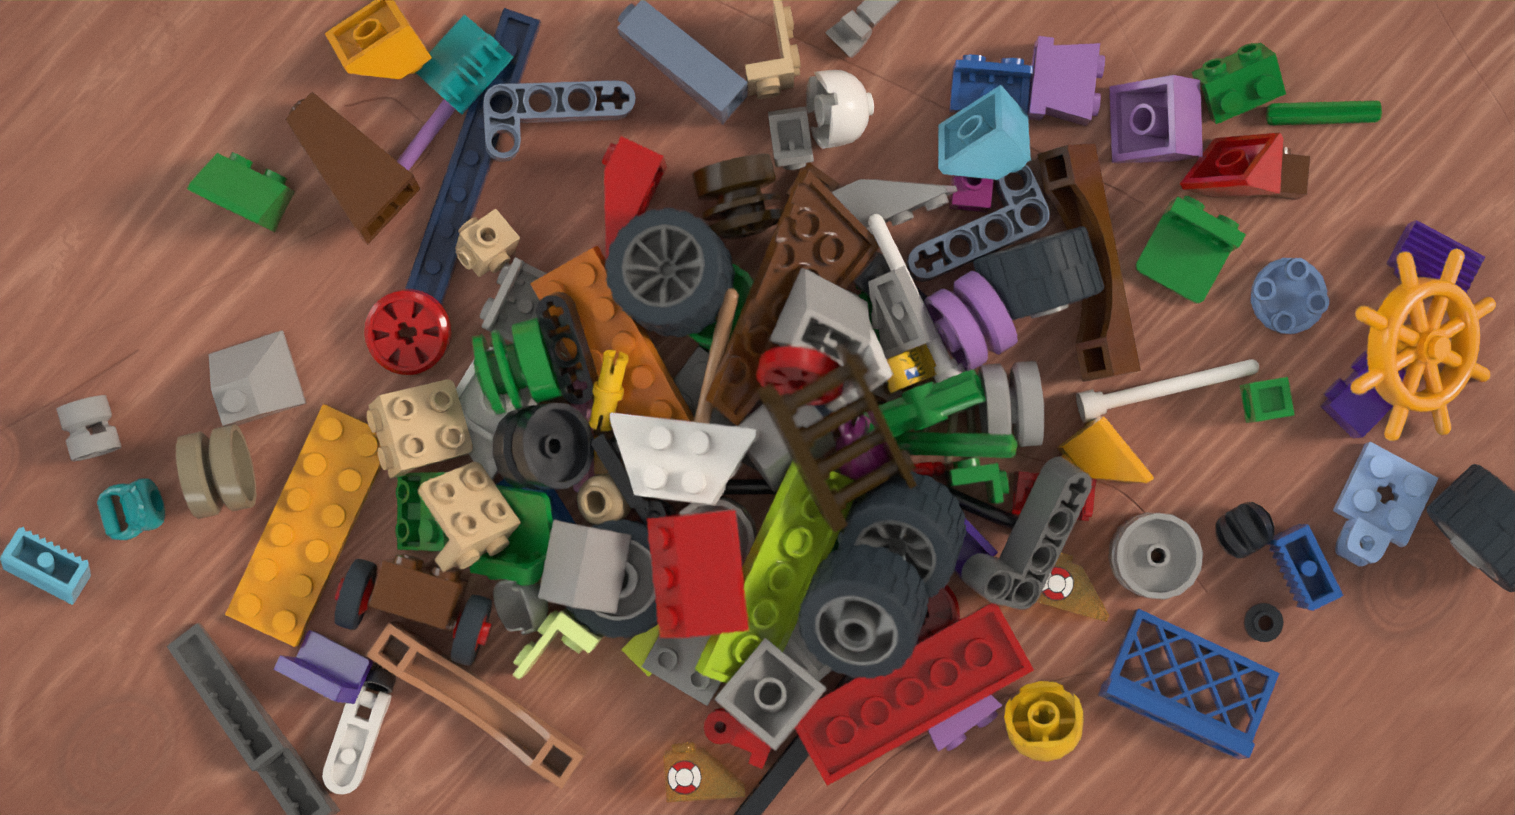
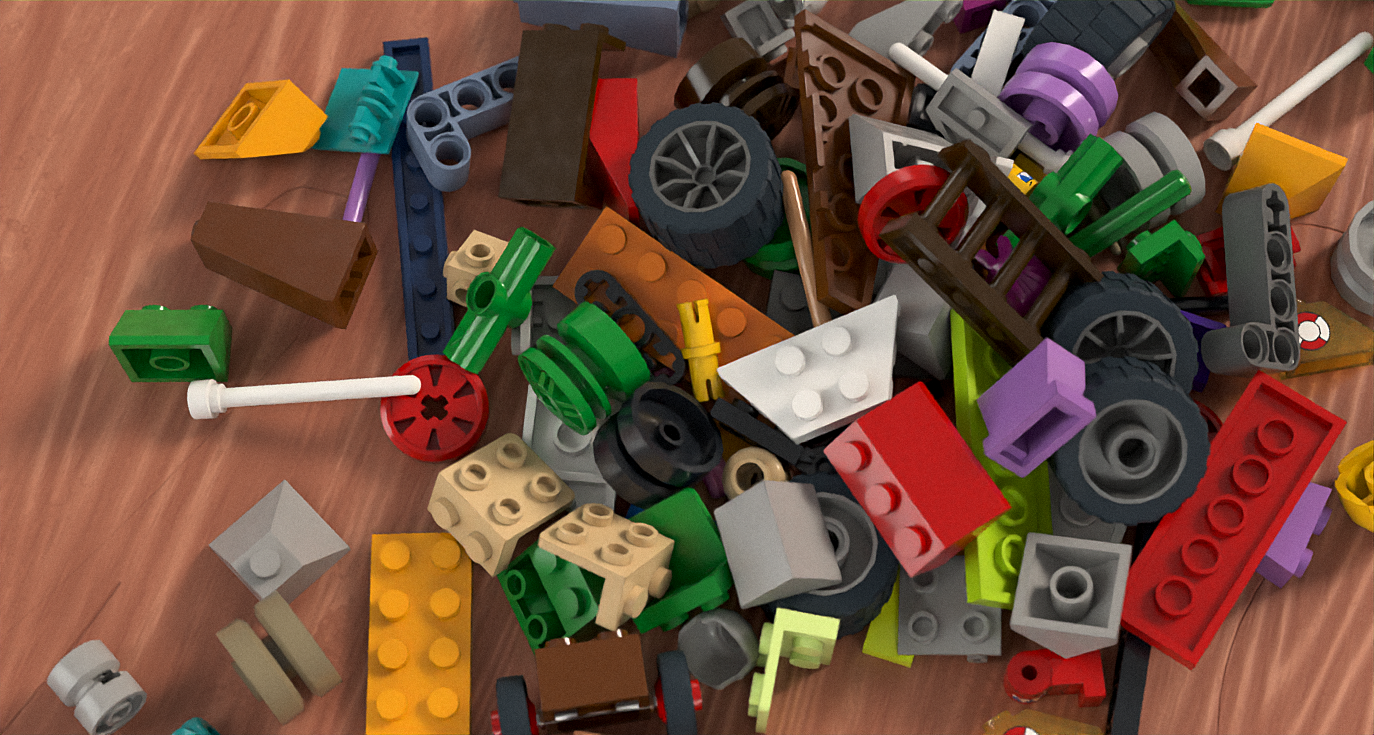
camera: 30 degrees left, 20 degrees down
(252, 245) = (209, 399): none -> white piece
(483, 281) = (499, 300): none -> green piece
(592, 150) = (554, 117): none -> dark brown panel
(804, 568) = (1035, 408): none -> medium lavender hips
(952, 254) = (997, 51): none -> white sticker

